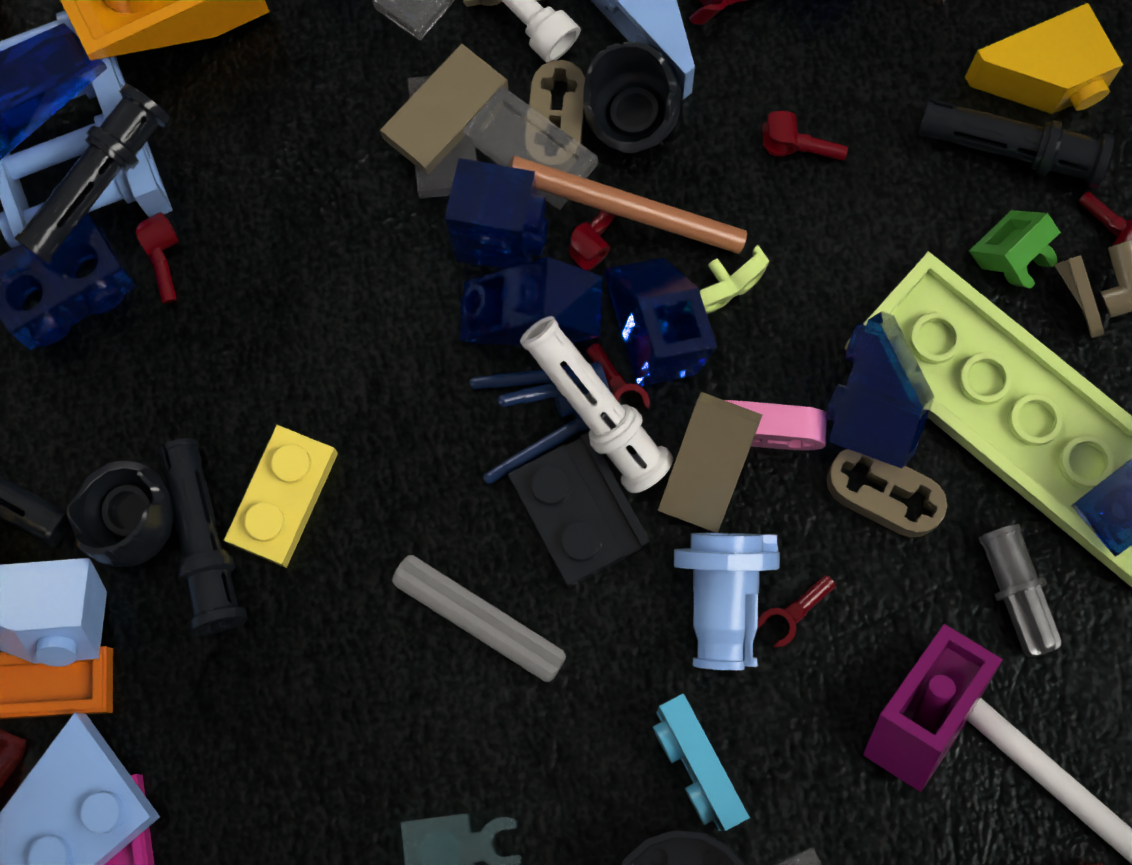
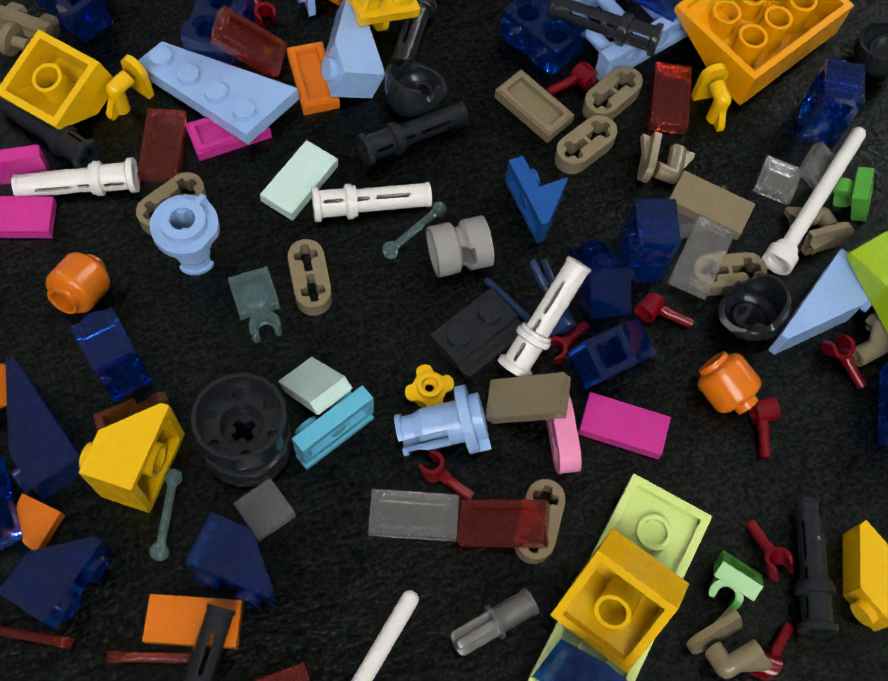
camera: 65 degrees right, 10 degrees down
(190, 329) = (534, 106): none -> dark tan tile
(214, 194) = (607, 90): none -> dark tan beam
(230, 112) = (670, 98): none -> clear red tile
(242, 741) = (292, 185): none -> light aqua tile
(260, 35) = (712, 84): none -> yellow piece
(272, 273) = (581, 139): none -> dark tan beam
(281, 496) = (447, 171): light yellow plate -> none
(307, 661) = (348, 196): none -> white pin
(343, 179) = (649, 166): none -> dark tan piece
(386, 370) = (534, 201): none -> blue slope
(400, 615) = (390, 248): none -> clear light blue hinge
(424, 739) = (317, 275): none -> dark tan beam
(432, 504) = (460, 246): none -> light grey wheel
(479, 618) = (398, 290): light grey axle -> none
(629, 780) = (315, 385): none -> light aqua tile
(633, 206) = (682, 321): nougat bar -> none
(636, 605) = (426, 376): none -> yellow plate
(729, 286) = (642, 392): yellowish green piece -> none
(735, 169) = (729, 383): none -> orange head
(764, 335) = (624, 425): none -> dark pink tile
(845, 671) = (413, 515): none -> clear tile
(885, 395) = (602, 497): clear blue slope -> none
(888, 543) = (504, 523): none -> clear red tile
(931, 707) = (399, 567): magenta slope -> none
(982, 189) = (773, 554): none -> dark red hand
(1036, 406) = (620, 600): none -> yellow slope

